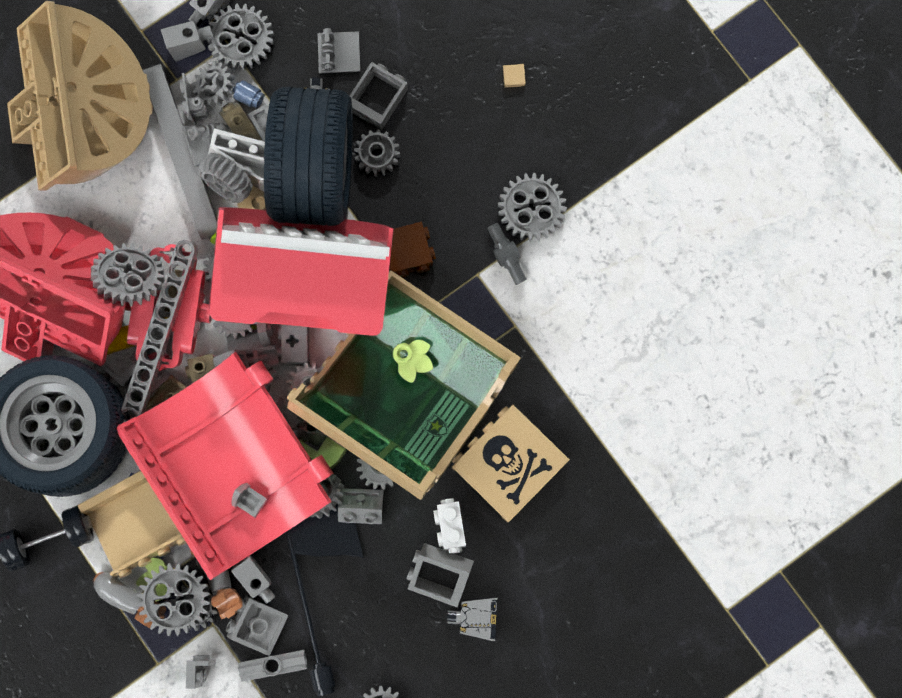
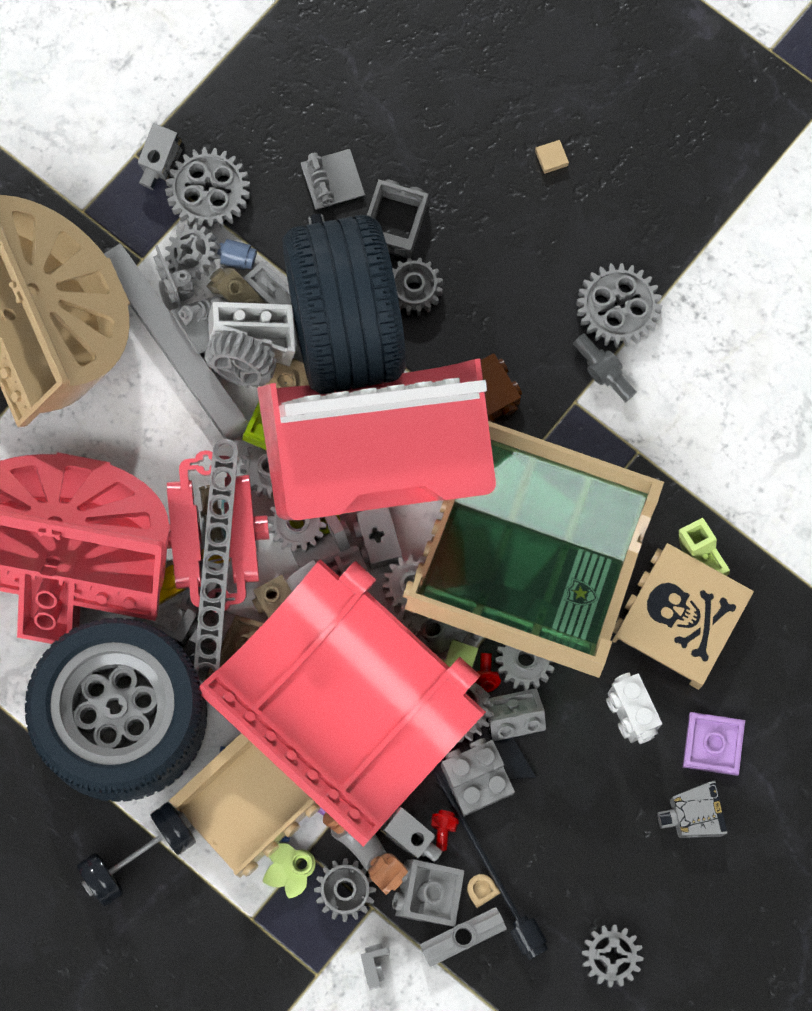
camera: 20 degrees left, 5 degrees down
(121, 596) = (257, 901): light grey piece -> none
(127, 274) = (162, 498): light grey gear -> none
(175, 620) = (332, 908): light grey gear -> none
(185, 39) = (144, 206): light grey torso -> none
(248, 500) = (381, 738): light grey tile -> none
(283, 575) = (444, 822): none -> red plate
(298, 633) = (481, 889): none -> tan tile
(317, 546) = (477, 776): none -> light grey plate
(347, 472) = (488, 679): none -> red plate
(415, 361) = (533, 522): yellowish green plate -> none
(444, 560) = (638, 749): light grey window -> none
(507, 568) = (713, 743): none -> lavender tile
(539, 414) = (700, 544): none -> yellowish green brick

